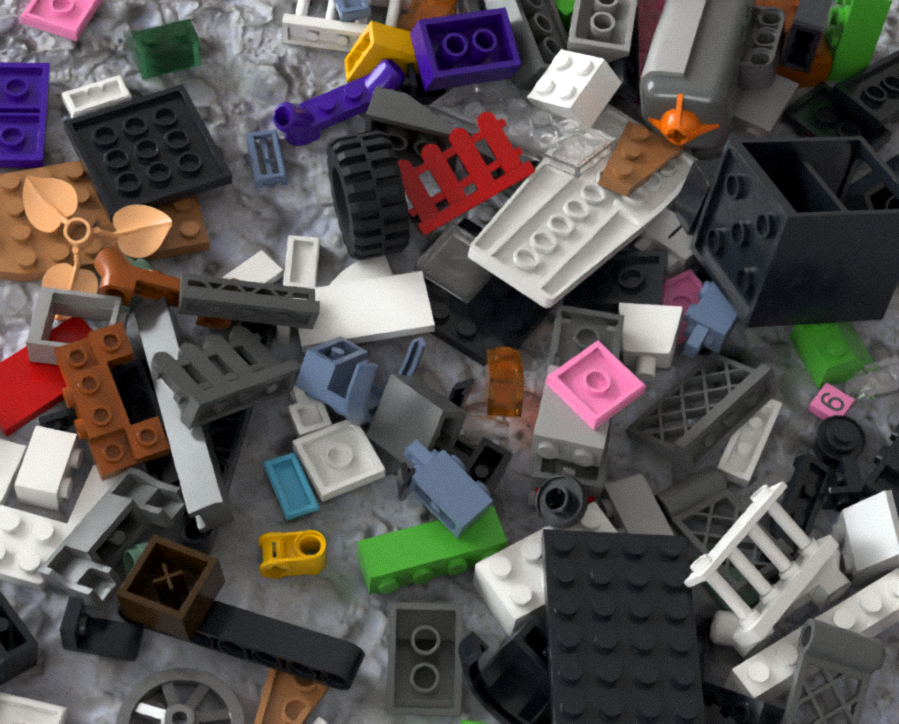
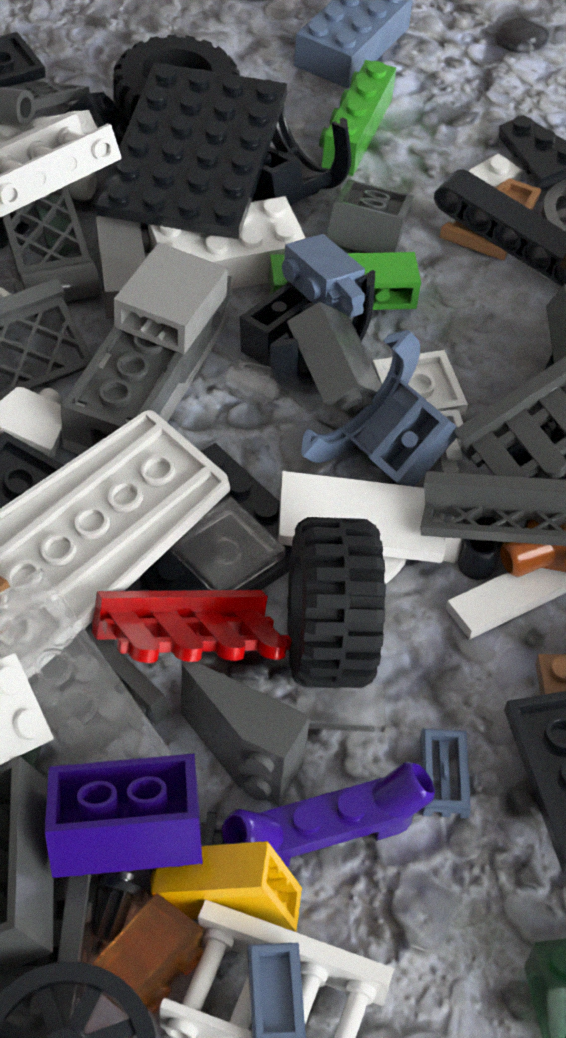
camera: 165 degrees left, 5 degrees down
(290, 553) = (478, 311): yellow piece -> none
(291, 486) = (474, 376): medium azure tile -> none
(302, 261) = (420, 612): white tile -> none
(503, 382) = (221, 397): clear orange brick -> none
(561, 501) = (210, 244): black plate -> none
(595, 384) = (143, 290): bright pink tile -> none

